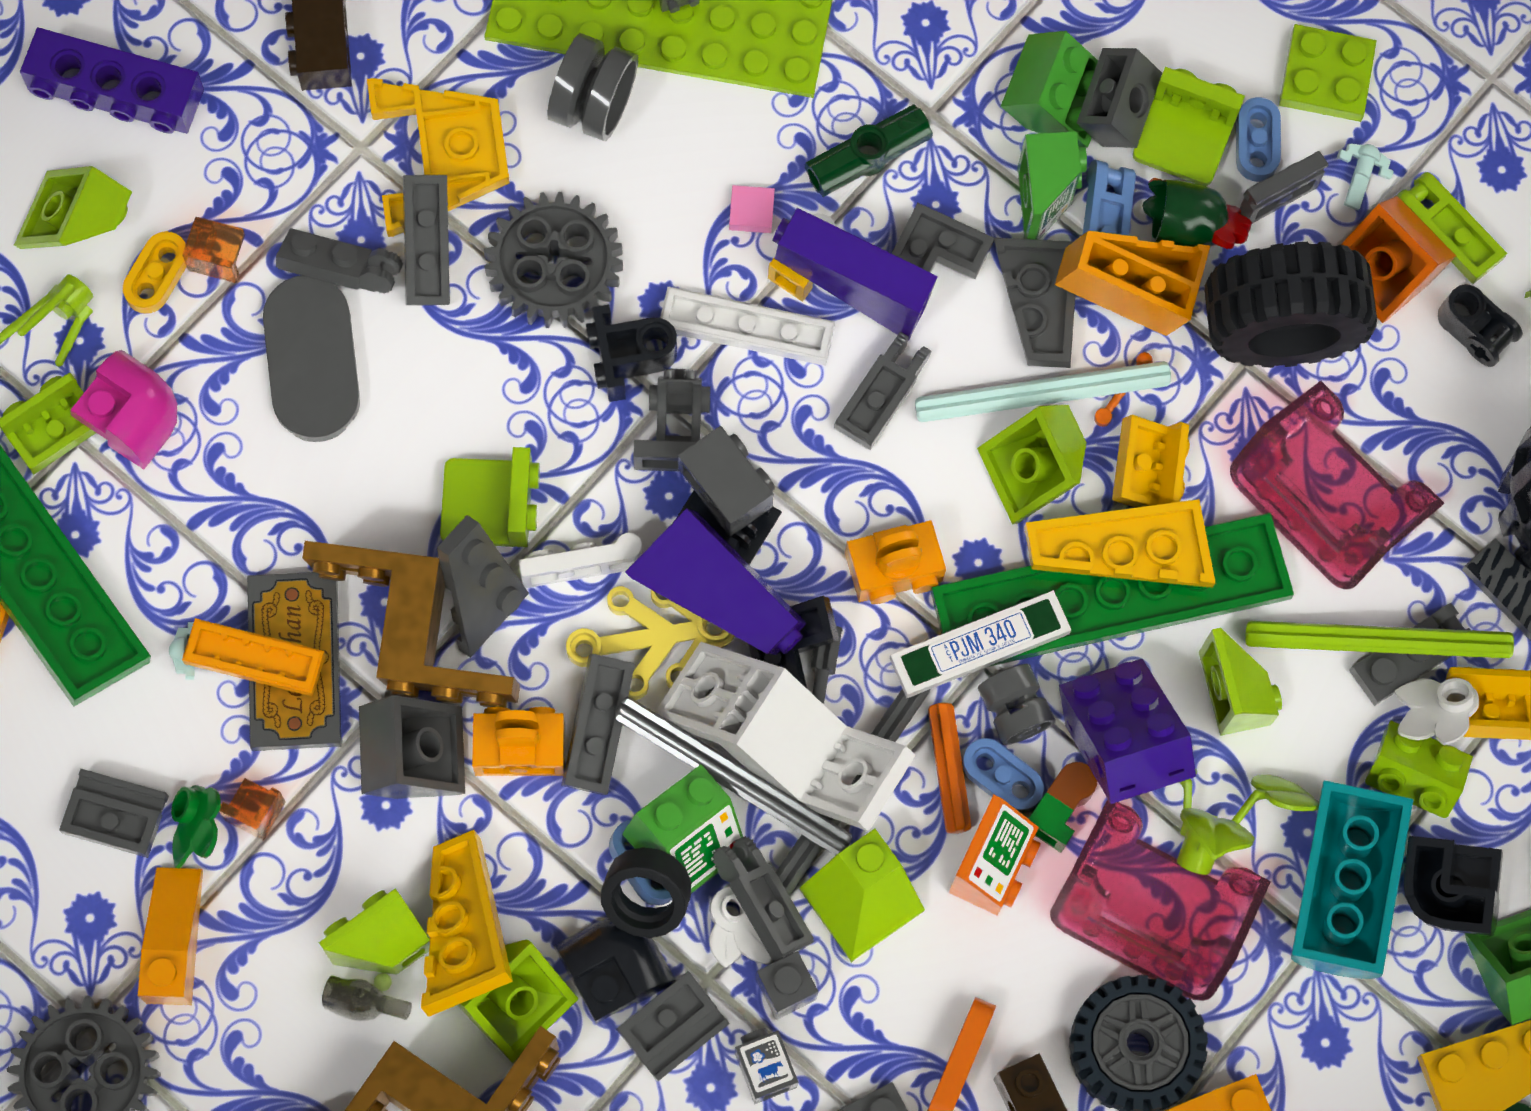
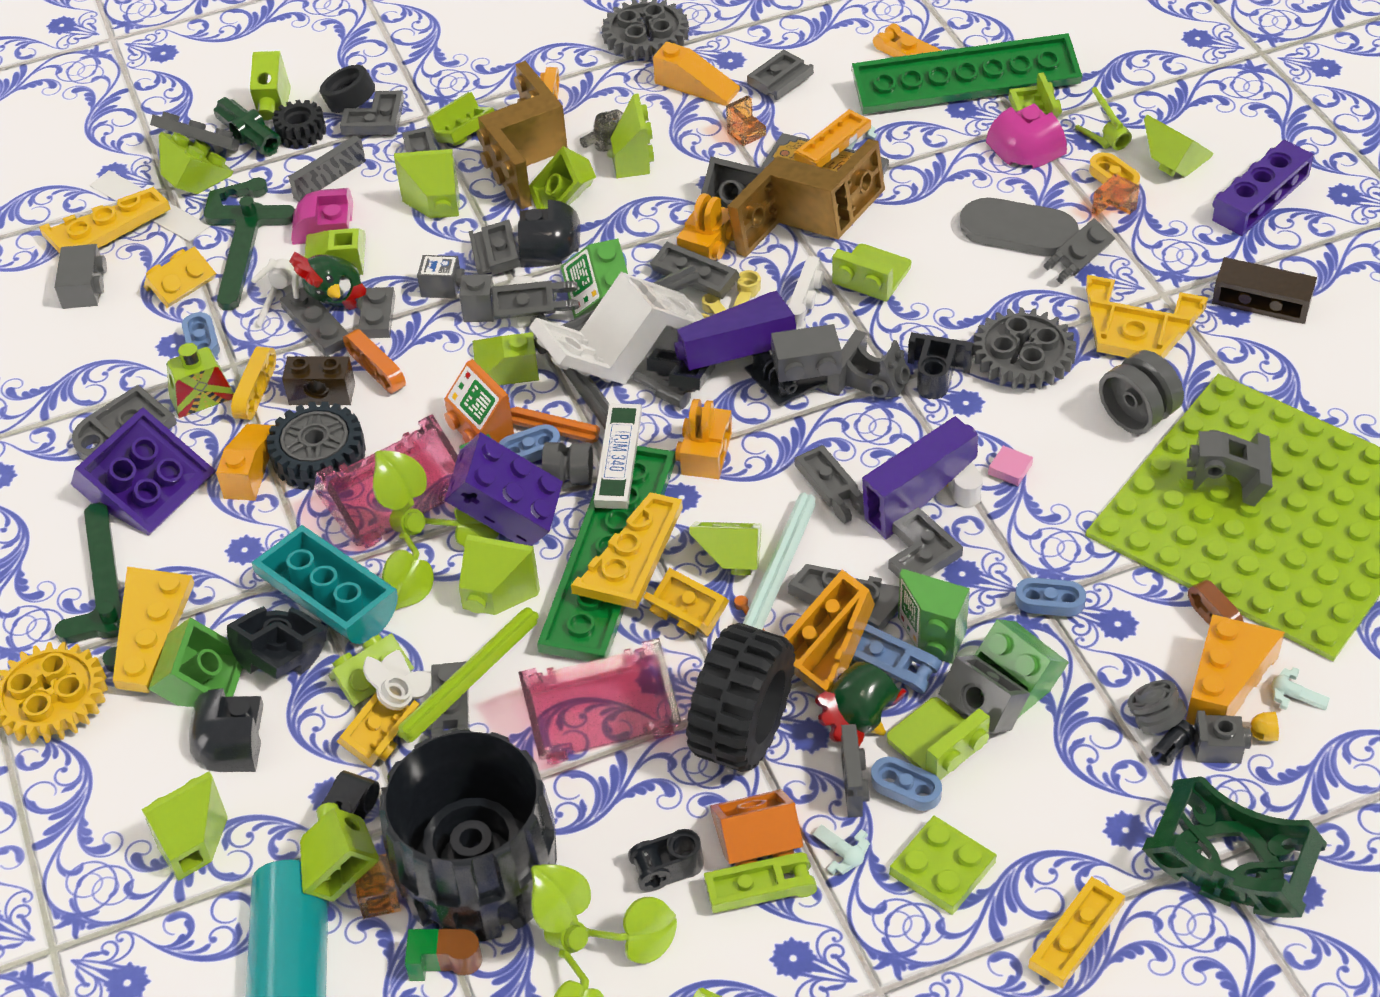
camera: 125 degrees right, 25 degrees down
(197, 831) = (761, 100): green plate -> none
(426, 240) = (1069, 286): dark grey plate -> none
(464, 929) = (613, 168): yellow wing -> none
(480, 584) = (814, 226): dark grey wing -> none
(633, 917) = (572, 239): black tyre -> none
(748, 326) = (944, 407): white tile -> none
(847, 163) = (1020, 535): dark green piece -> none
(937, 94) = (1050, 597): none -> medium blue plate

